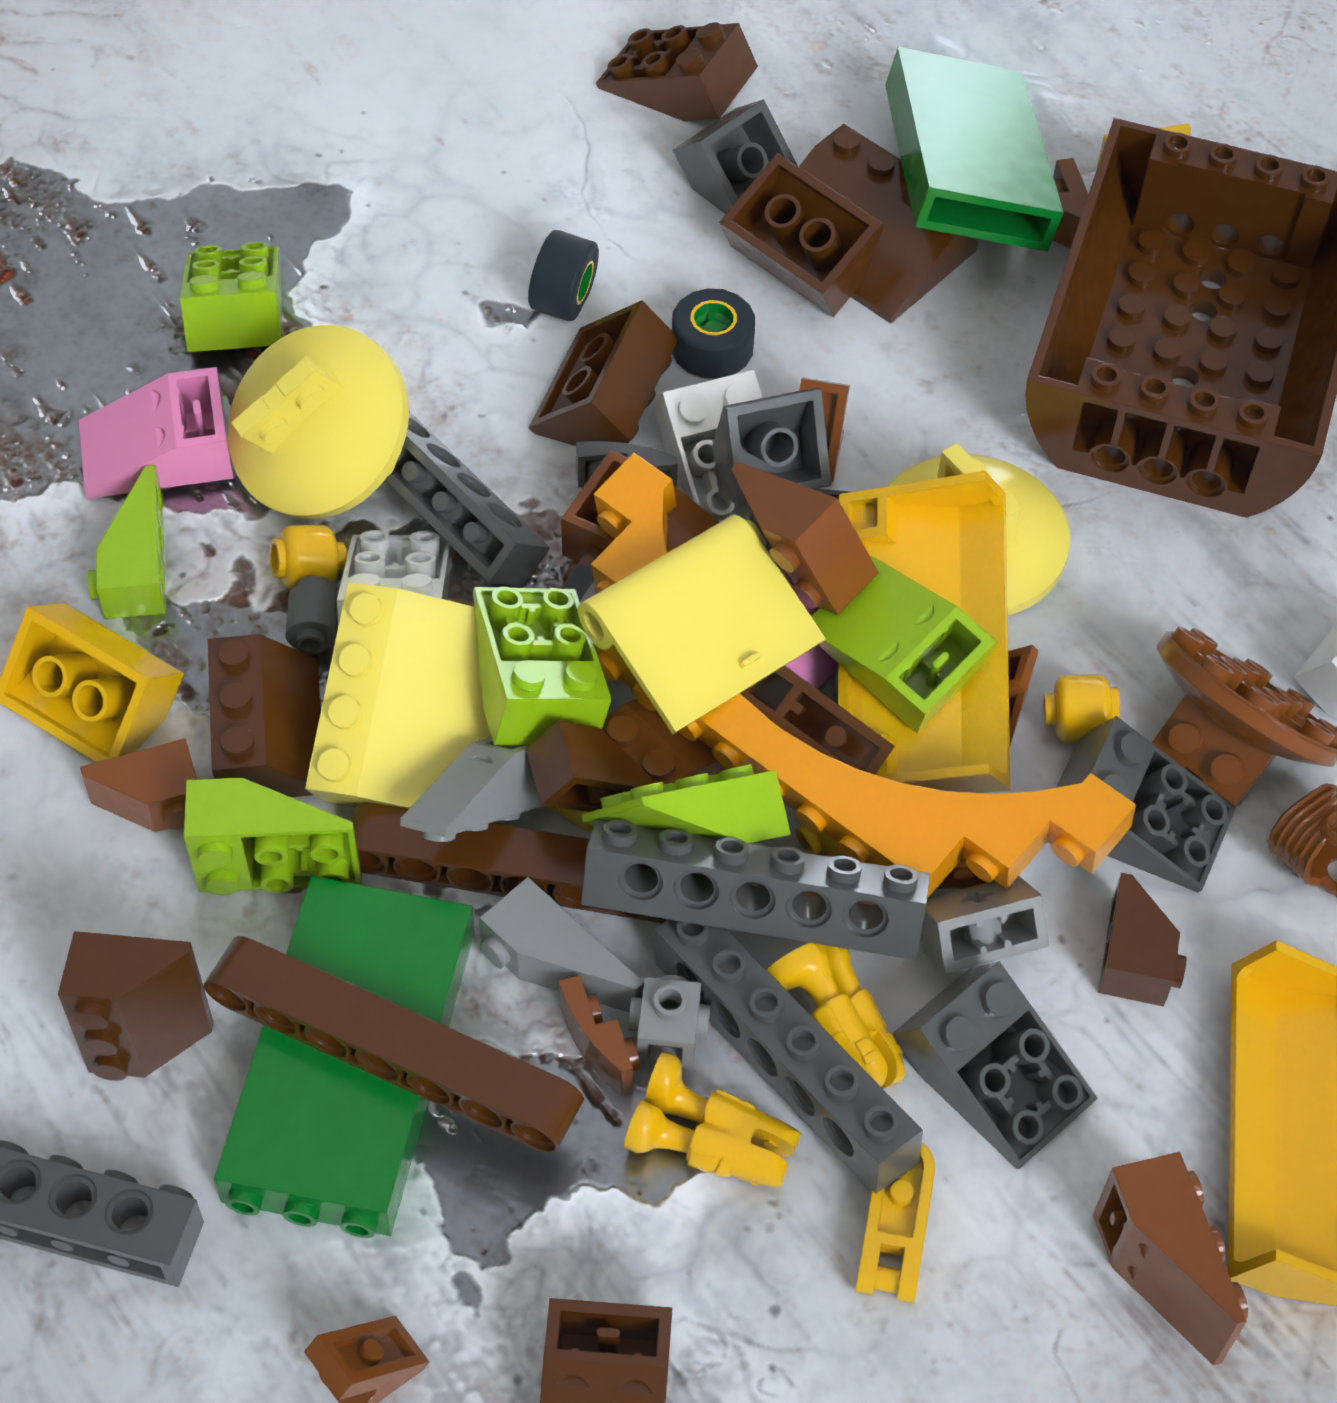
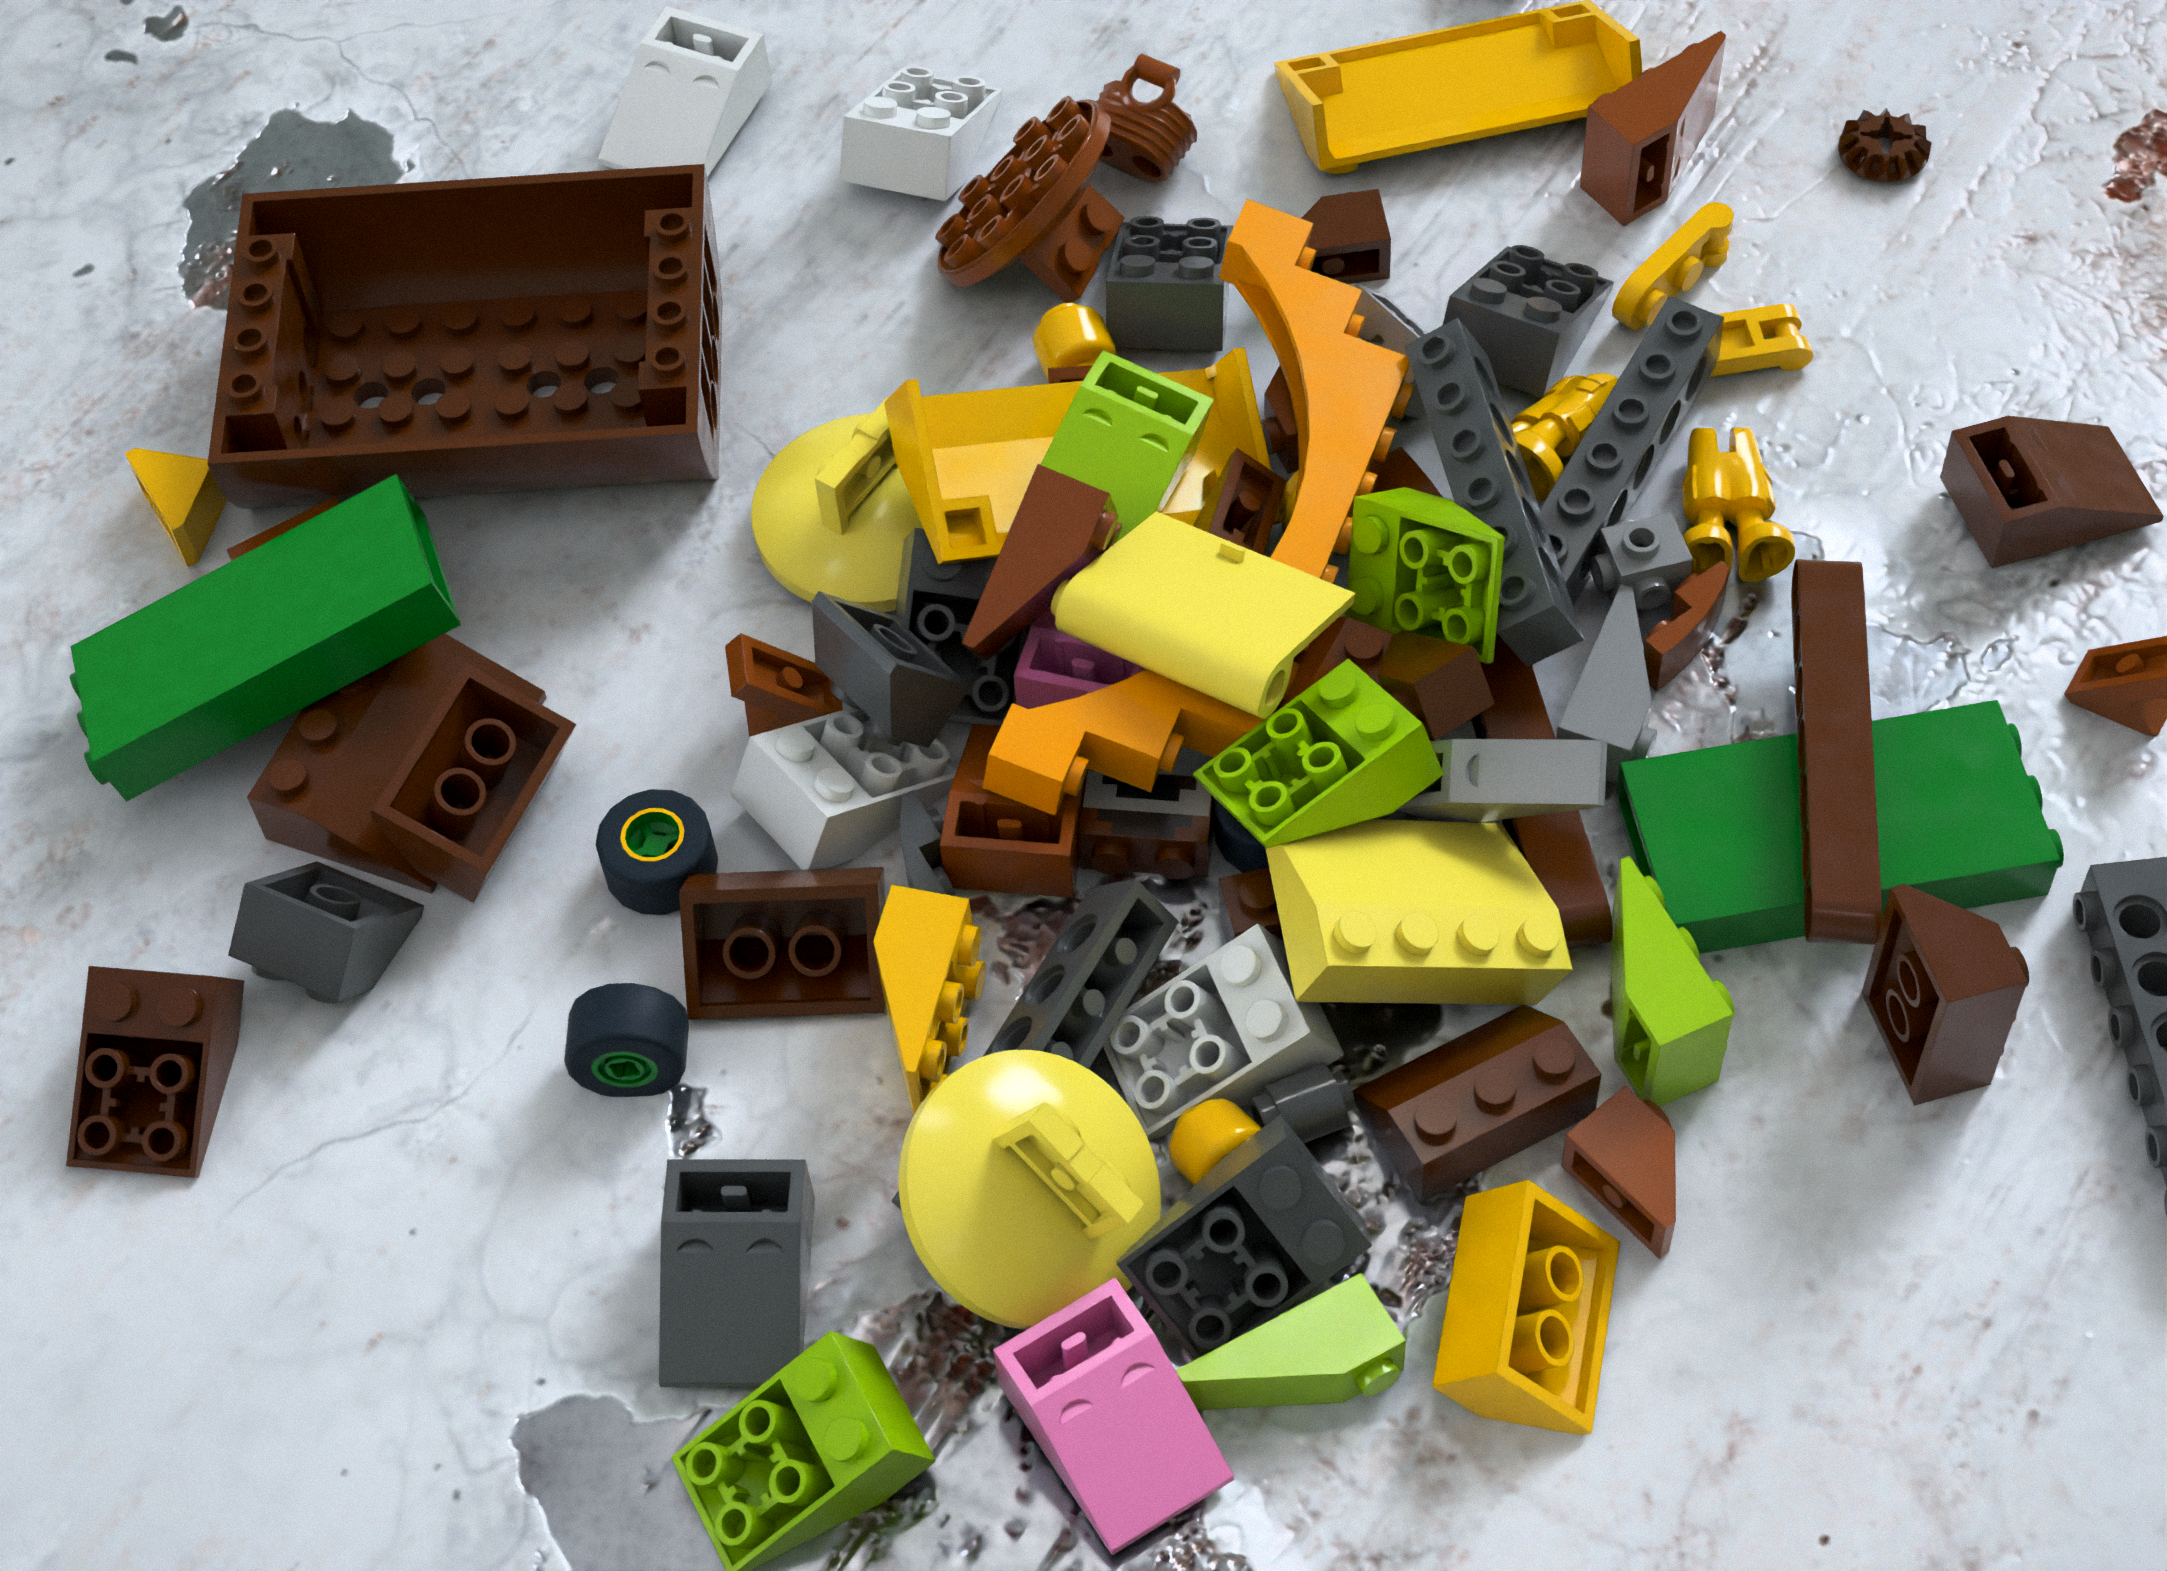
camera: 105 degrees left, 0 degrees up
(221, 538) = (1245, 1242): none -> dark grey slope
(375, 288) = (733, 1270): none -> dark grey slope
(500, 418) = (927, 977): none -> yellow slope
(1002, 1210) = (1675, 265): none -> yellow plate

